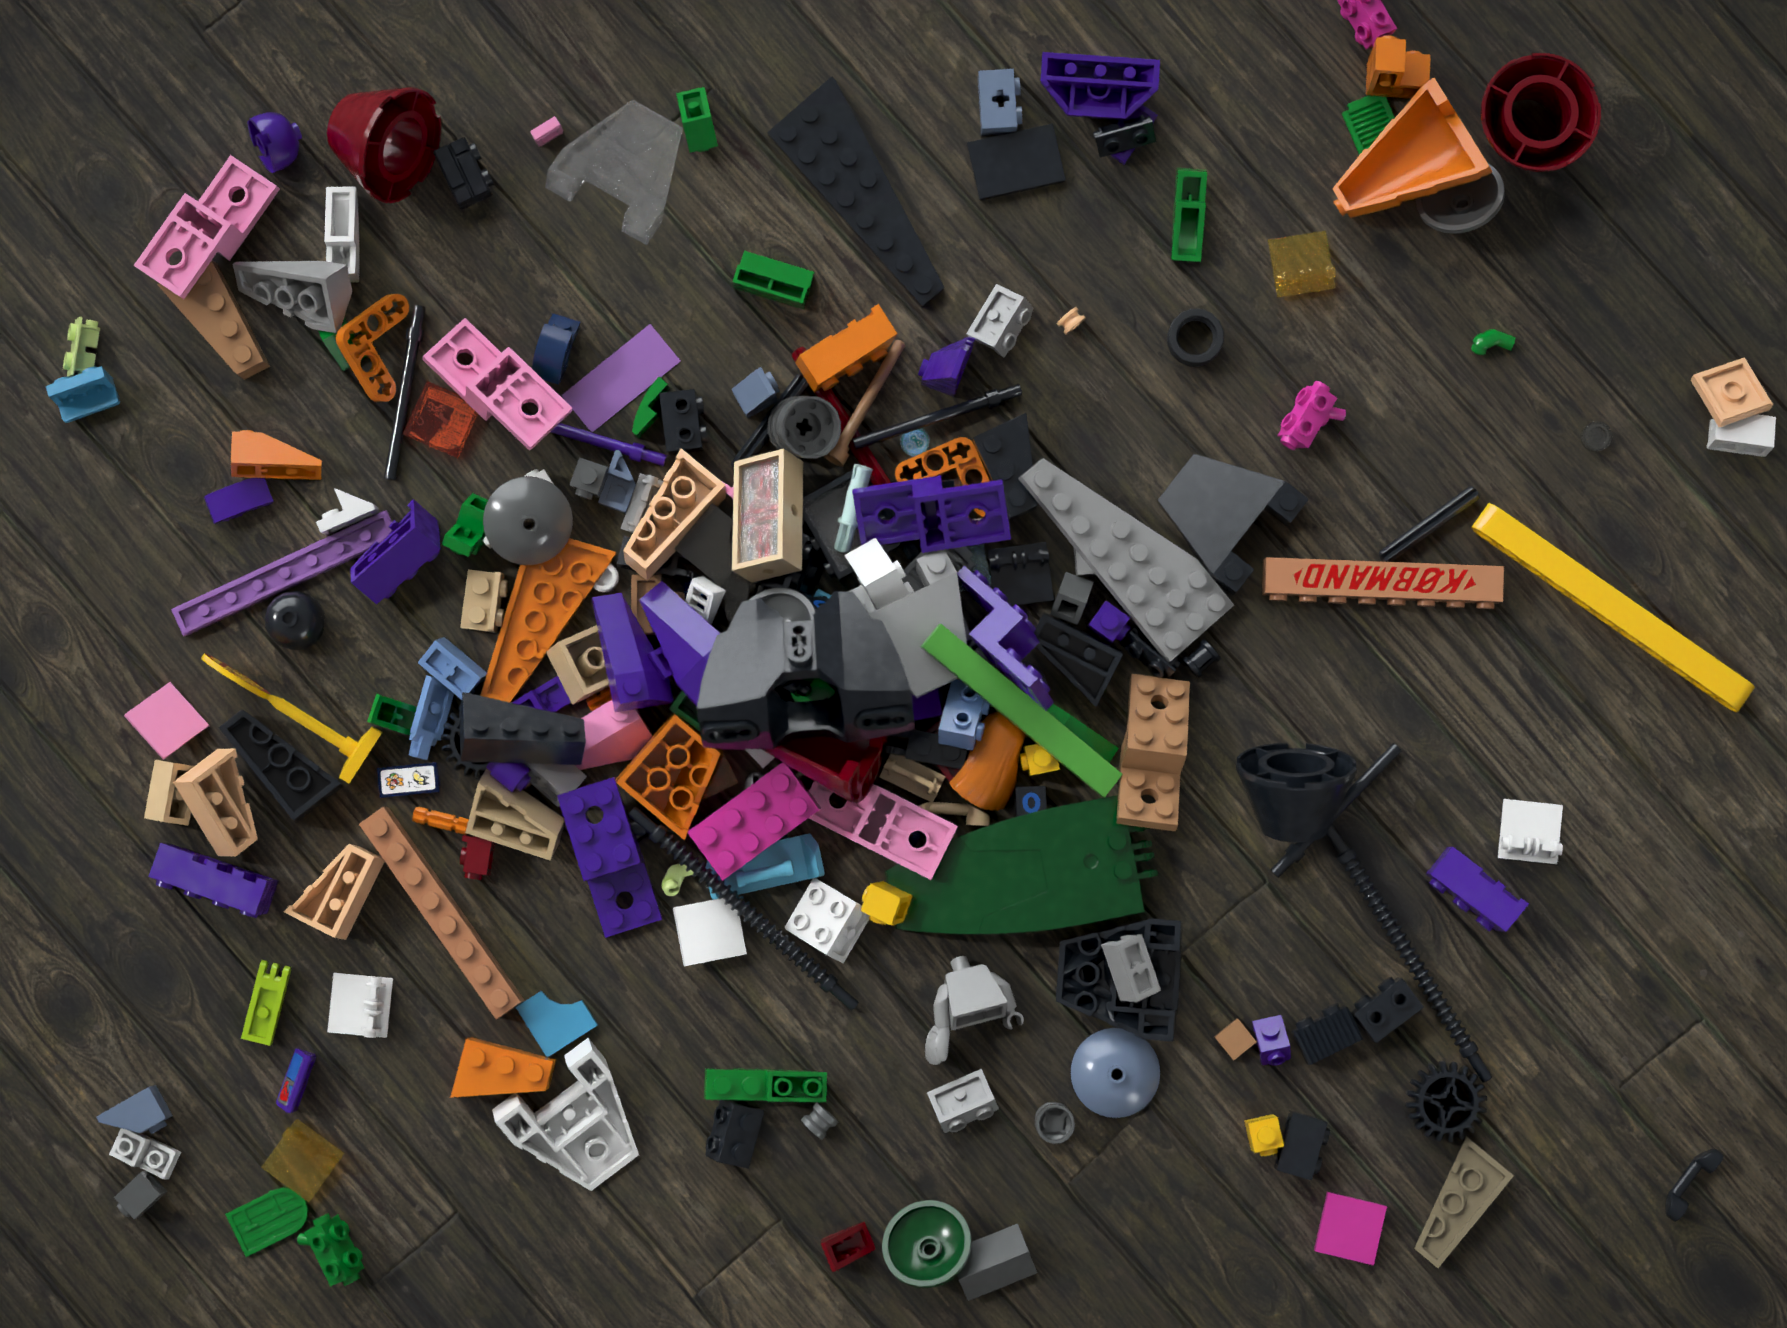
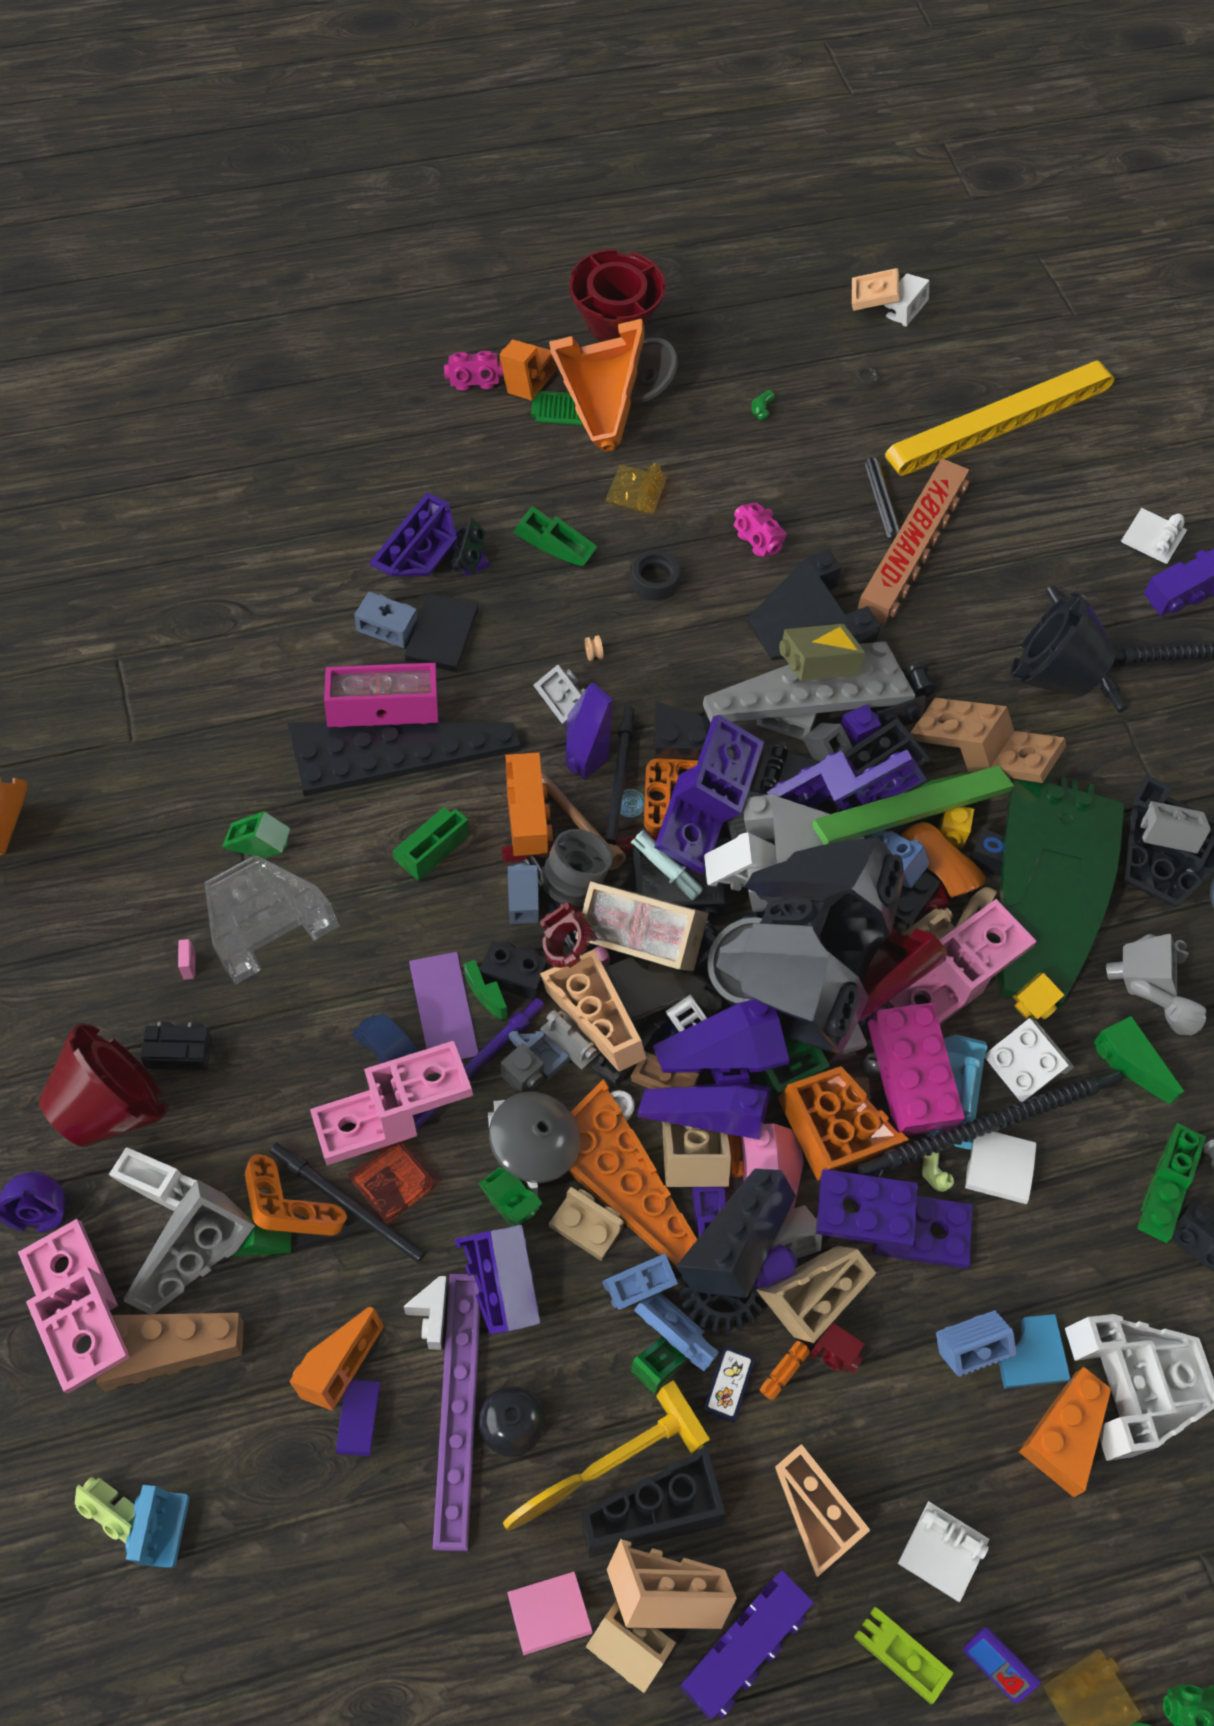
camera: 70 degrees left, 25 degrees down
(441, 912) = (881, 1412): nougat brick -> none
(535, 966) = (976, 1343): none -> medium blue brick
(737, 442) = (558, 926): none -> dark red piece
(878, 1007) = (1133, 1055): none -> green slope
(900, 148) = (381, 695): none -> dark pink brick
(1161, 547) = (822, 652): none -> olive brick

